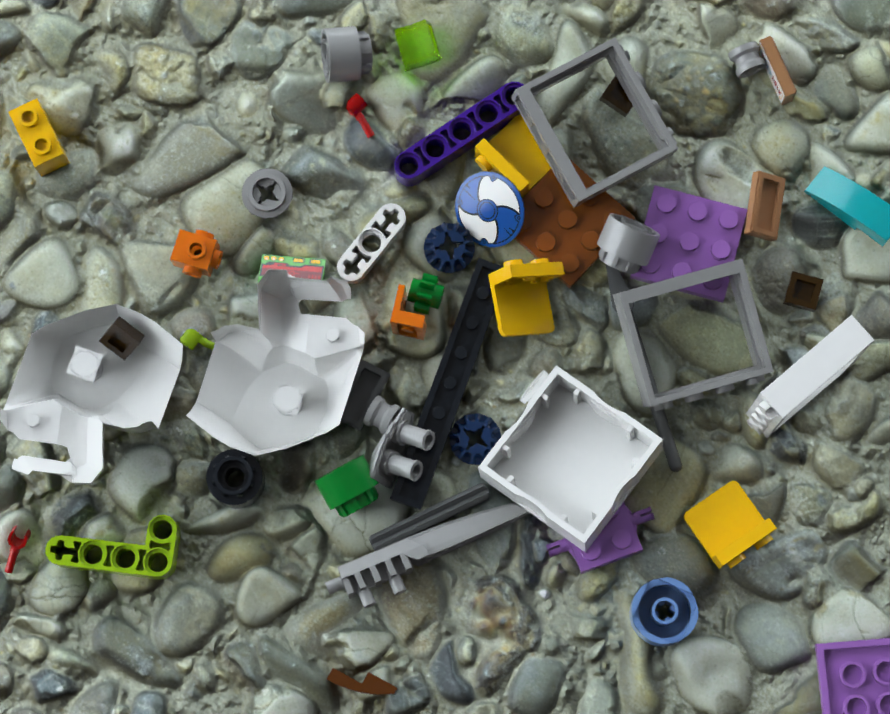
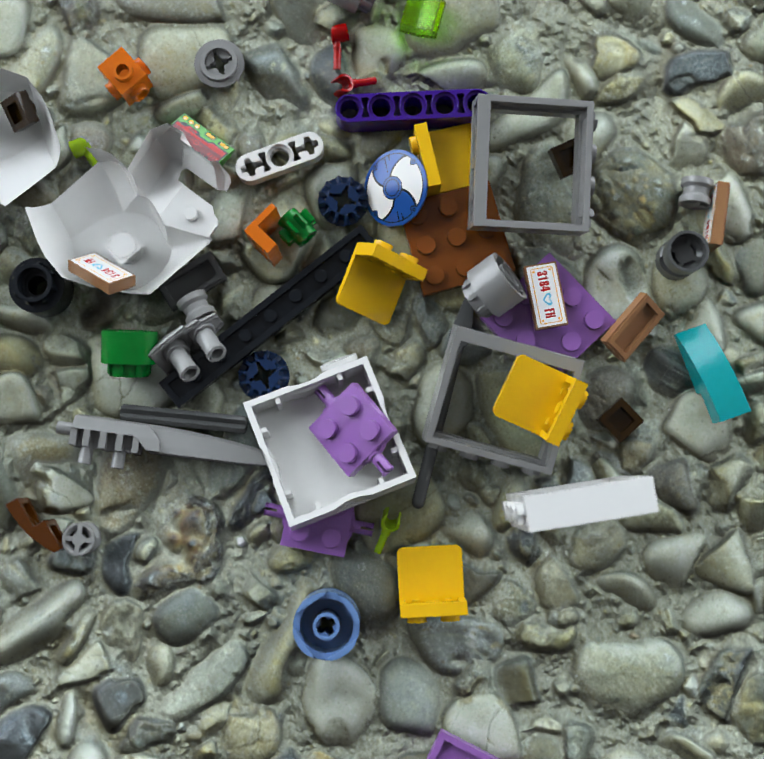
camera: 25 degrees right, 5 degrees up
(284, 433) = (102, 273): none -> tile
(391, 143) = (349, 83): none -> red hand
(405, 667) = (74, 538): none -> light grey wheel
(584, 433) = (353, 430): none -> medium lavender plate
(663, 502) = (387, 527): none -> lime hand
(675, 224) = (545, 296): none -> white tile
(725, 312) = (540, 399): none -> yellow bracket
(768, 120) = (682, 255): none -> dark grey wheel

